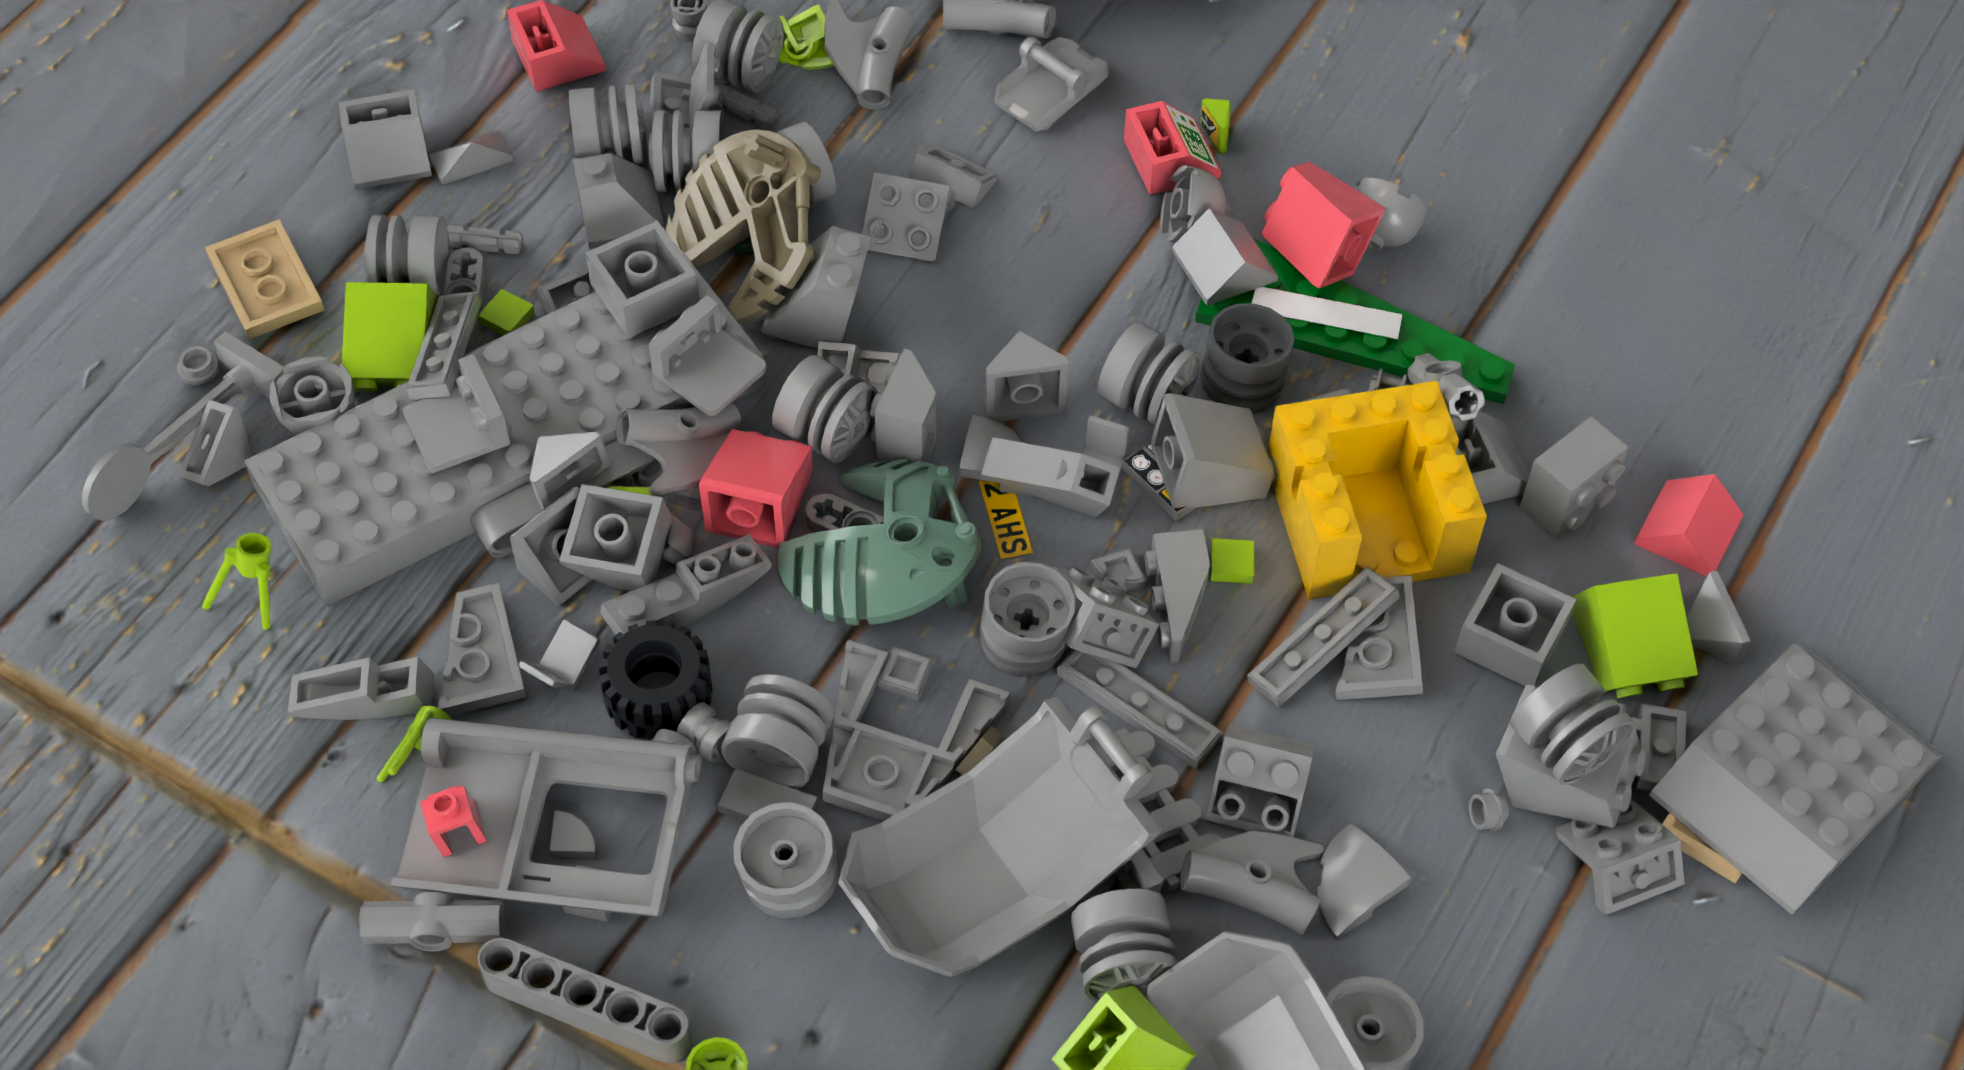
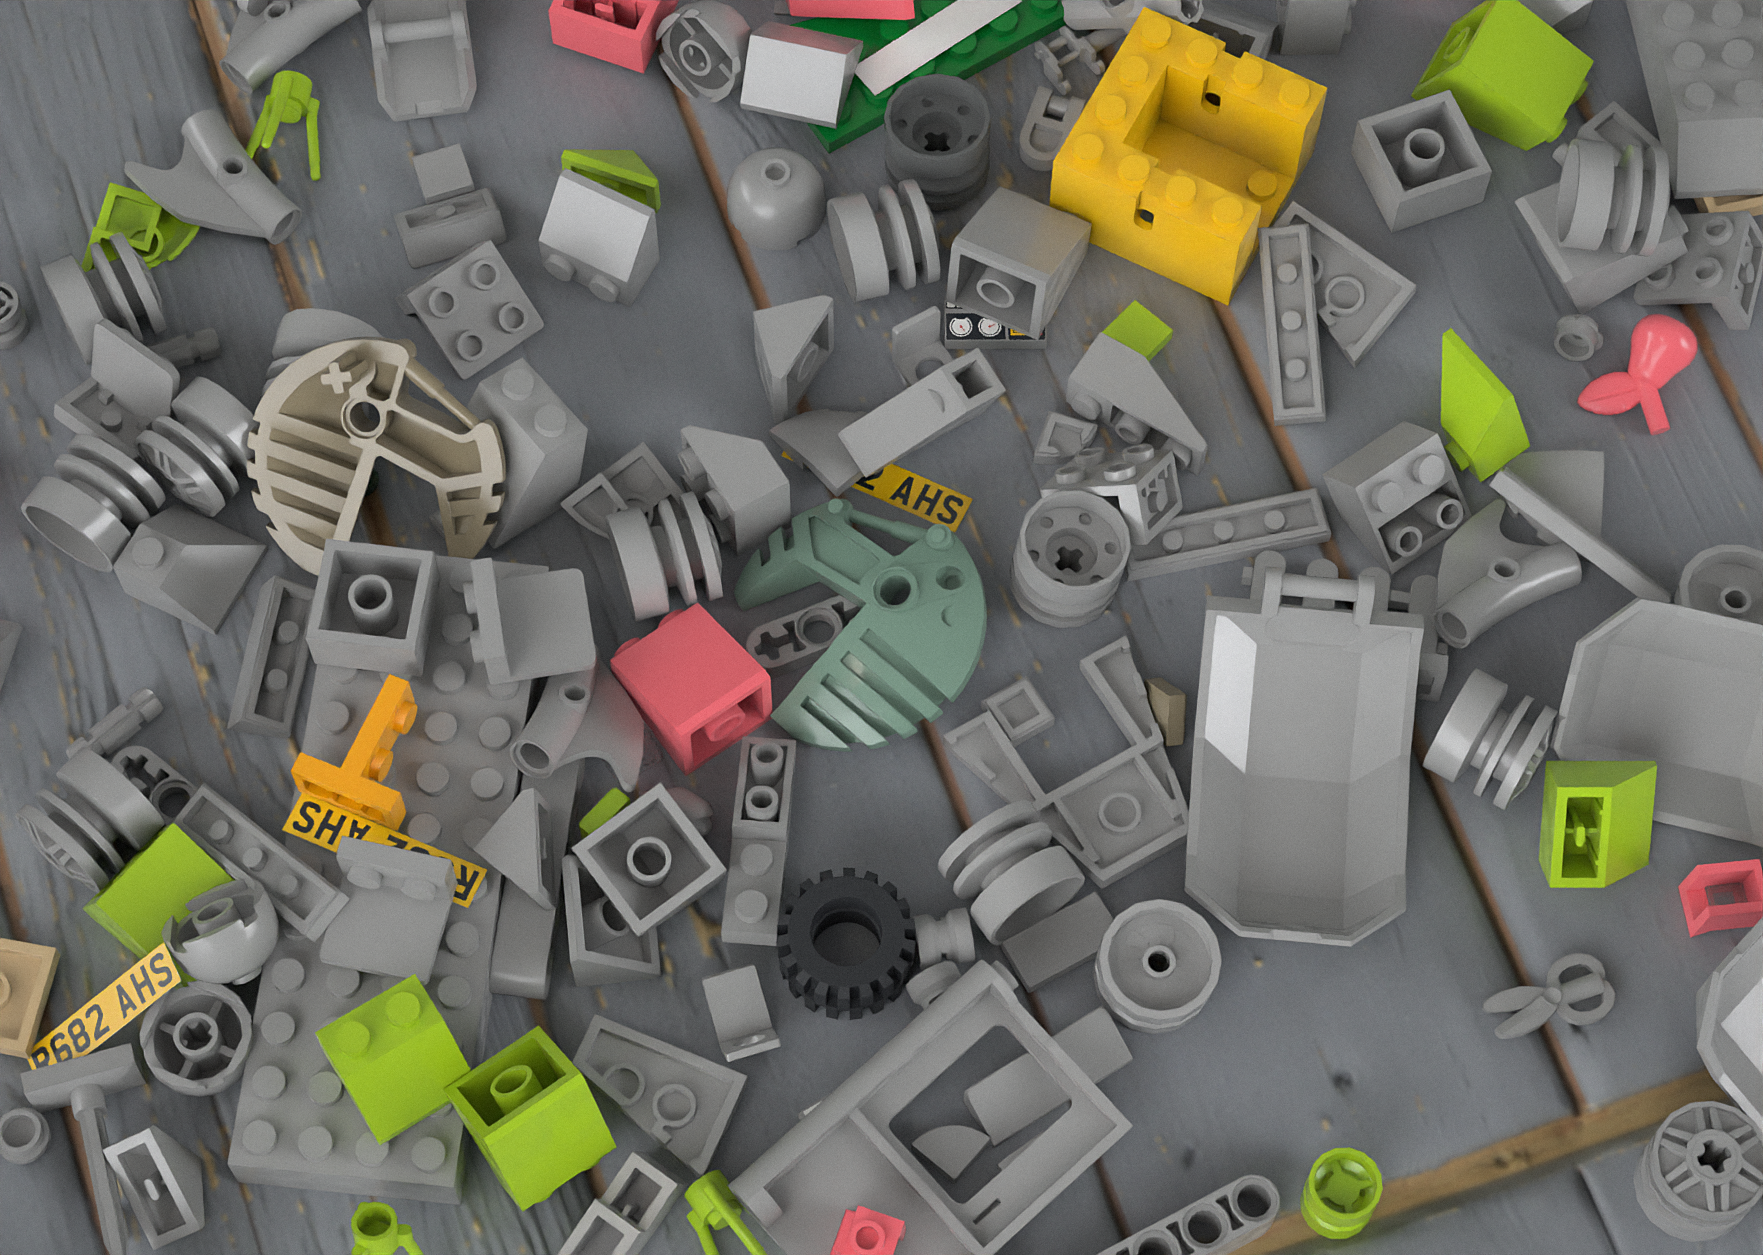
camera: 50 degrees left, 10 degrees up
(295, 341) = (108, 1010): none -> yellow sticker
(366, 485) = (394, 1058): none -> lime slope
(378, 357) = (225, 934): none -> light grey cylinder
(388, 586) = (532, 1117): none -> lime slope
(498, 369) = (326, 824): none -> yellow sticker
(506, 313) = (238, 774): lime tile -> none
(551, 342) = (368, 760): none -> light orange bracket
(699, 865) = (1026, 1092): none -> light grey slope
(953, 46) = (287, 103): none -> lime plant
(983, 147) = (443, 174): none -> light grey tile
(1006, 241) = (599, 239): none -> light grey slope
(1065, 222) = (617, 170): none -> lime slope
(1128, 300) = (776, 198): none -> light grey cylinder
(1330, 901) = (1579, 536): none -> light grey tile
(1360, 779) = (1477, 412): none -> lime slope
(1520, 866) = (1657, 353): none -> coral piece

